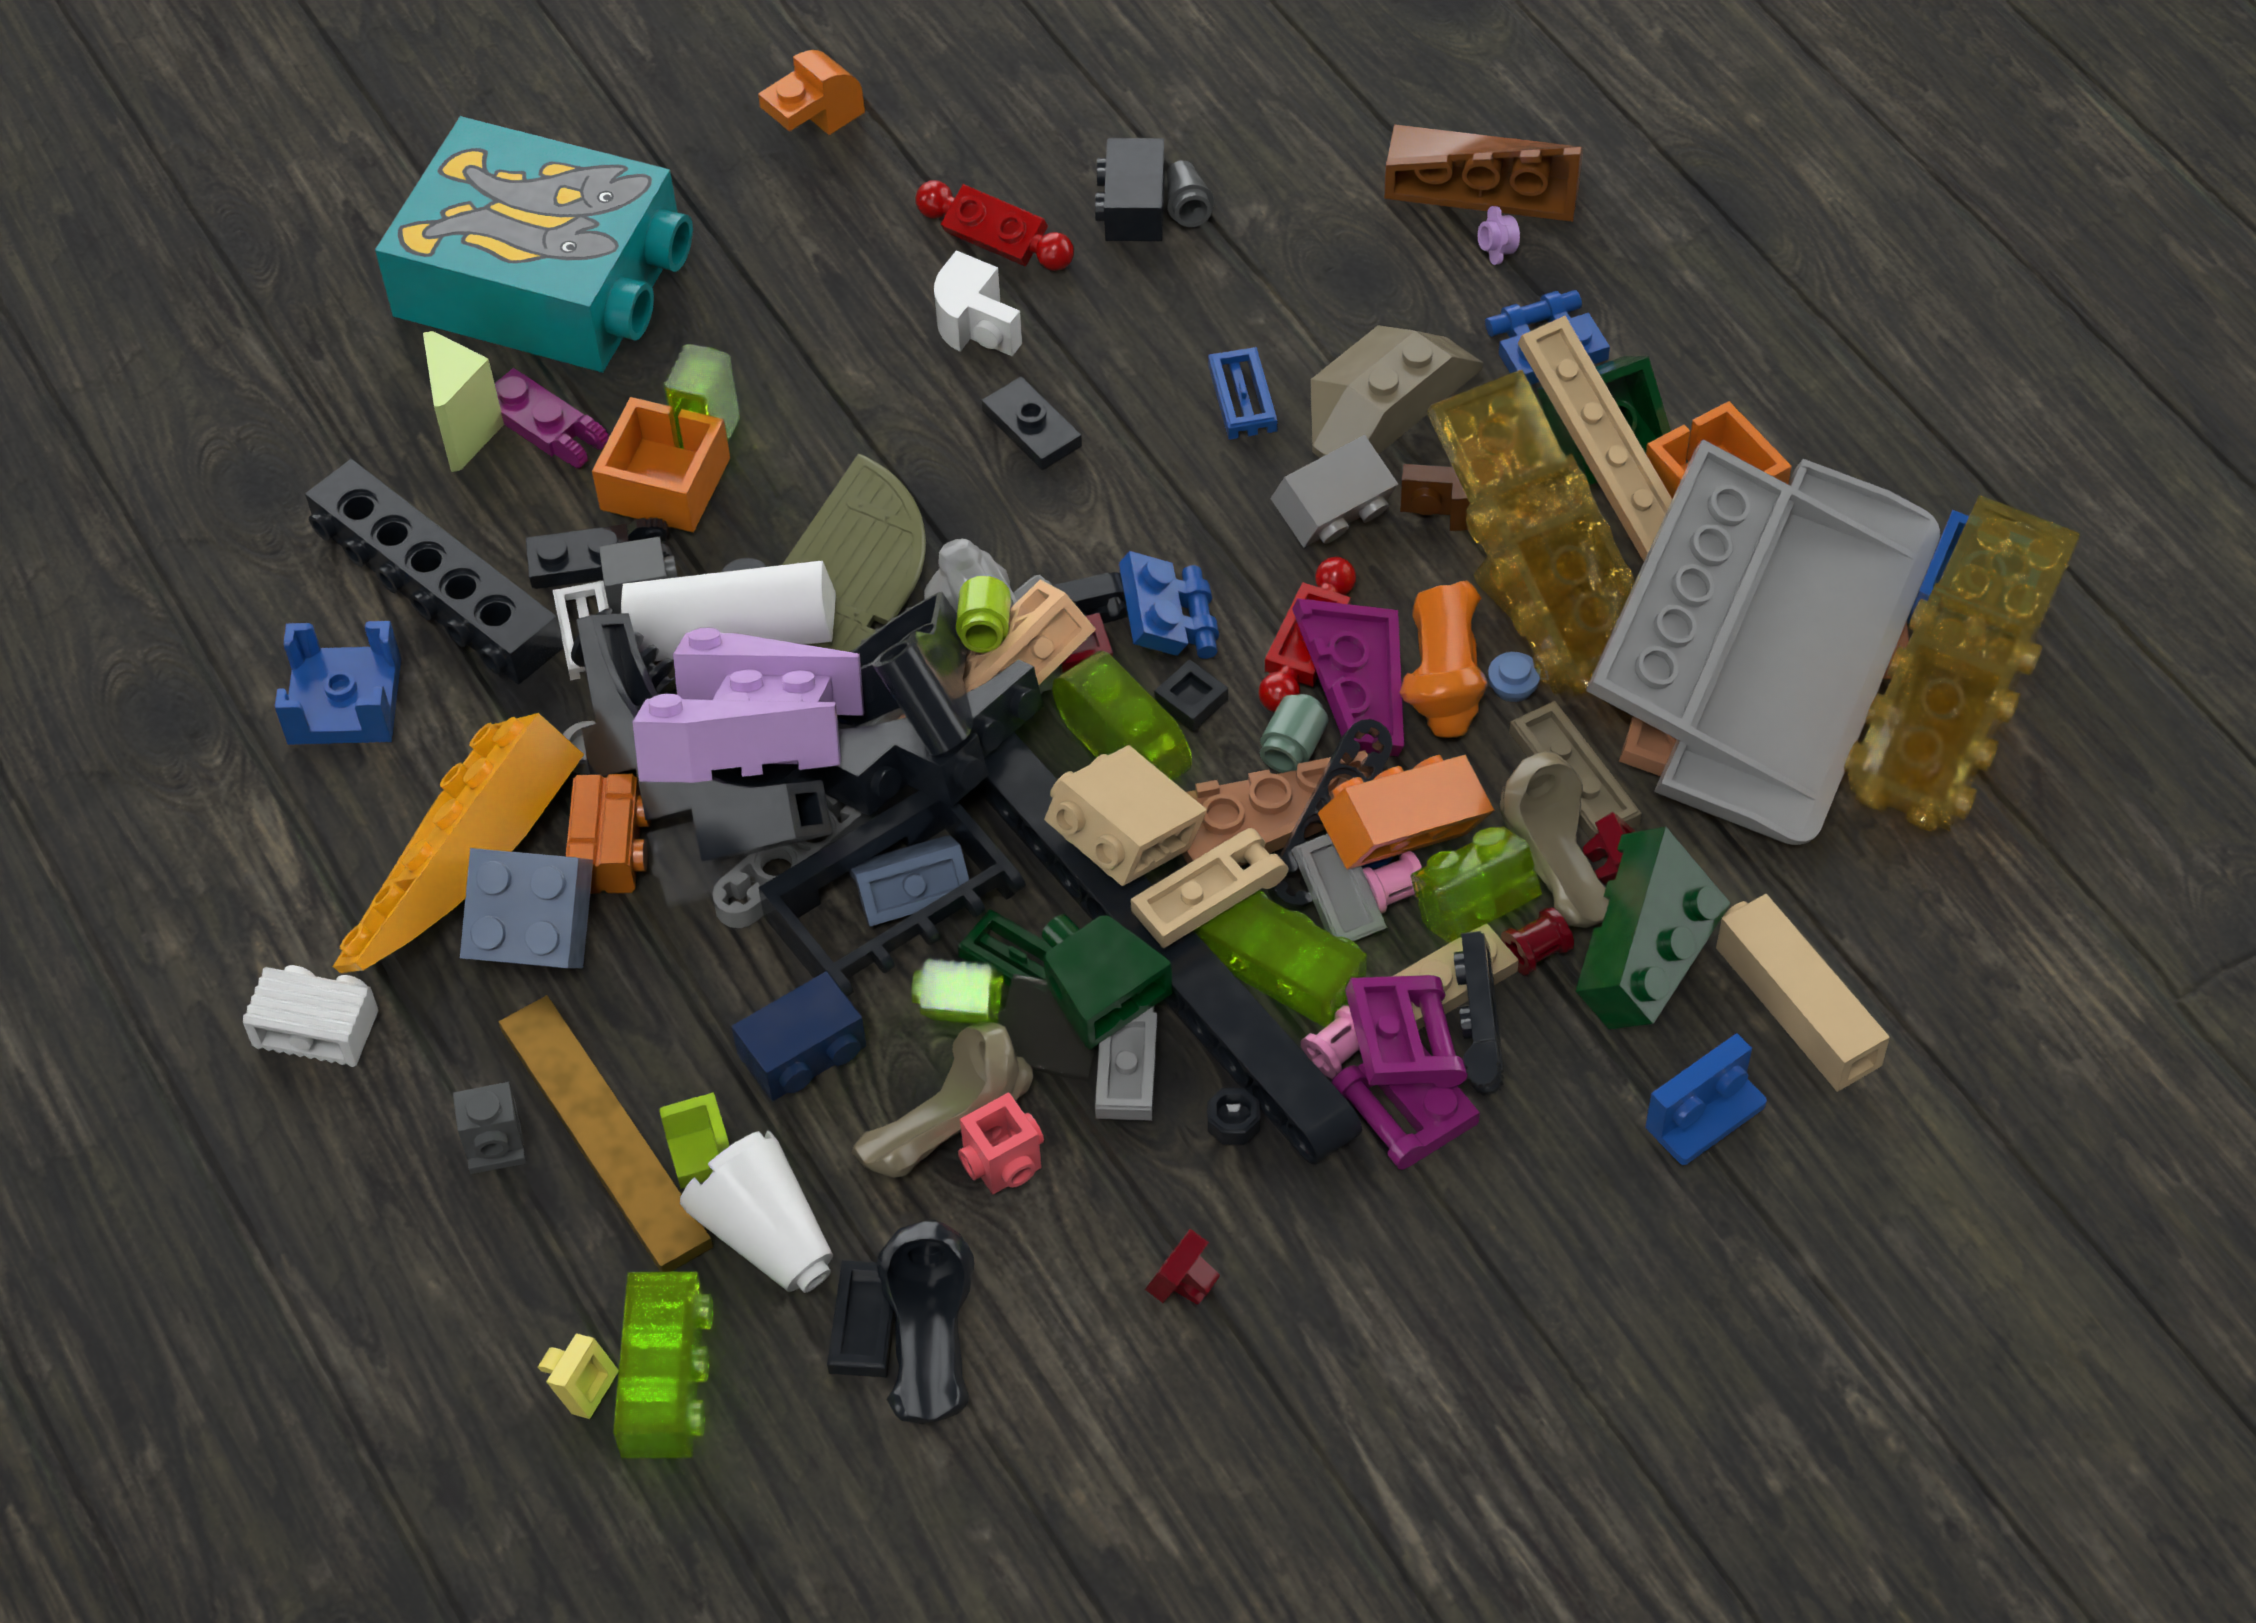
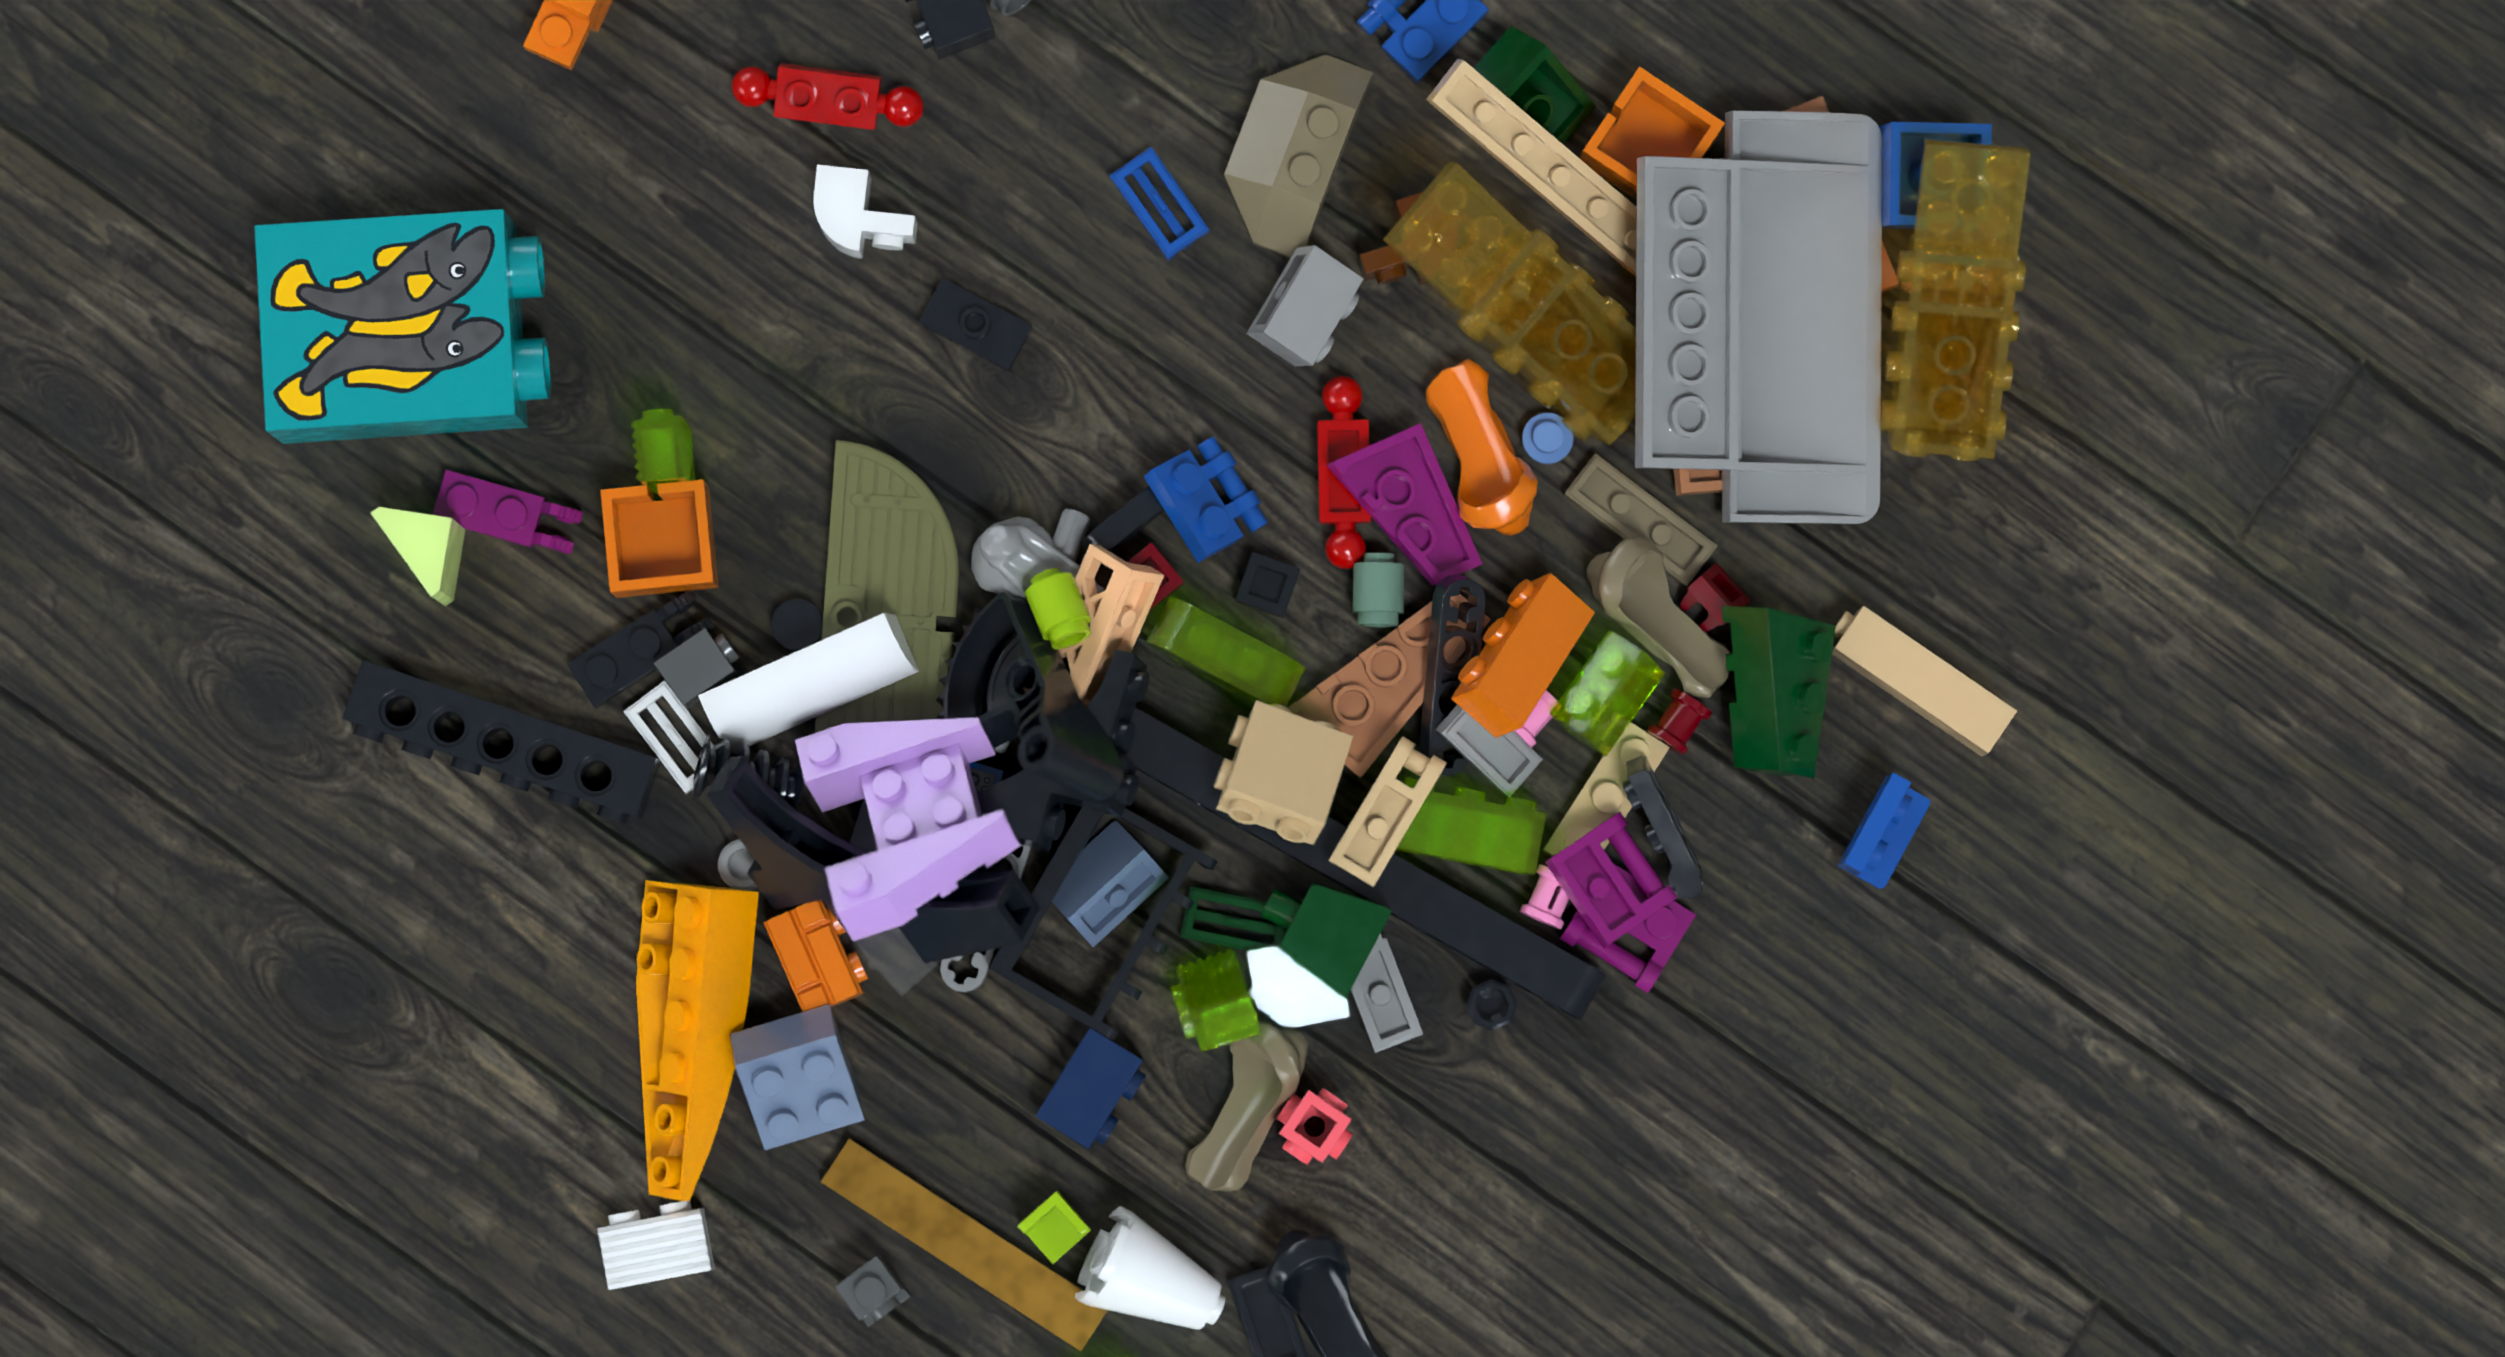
camera: 30 degrees left, 30 degrees up
(339, 691) = (487, 903): blue panel -> none
(1184, 1271) = (1511, 1172): dark red tile -> none

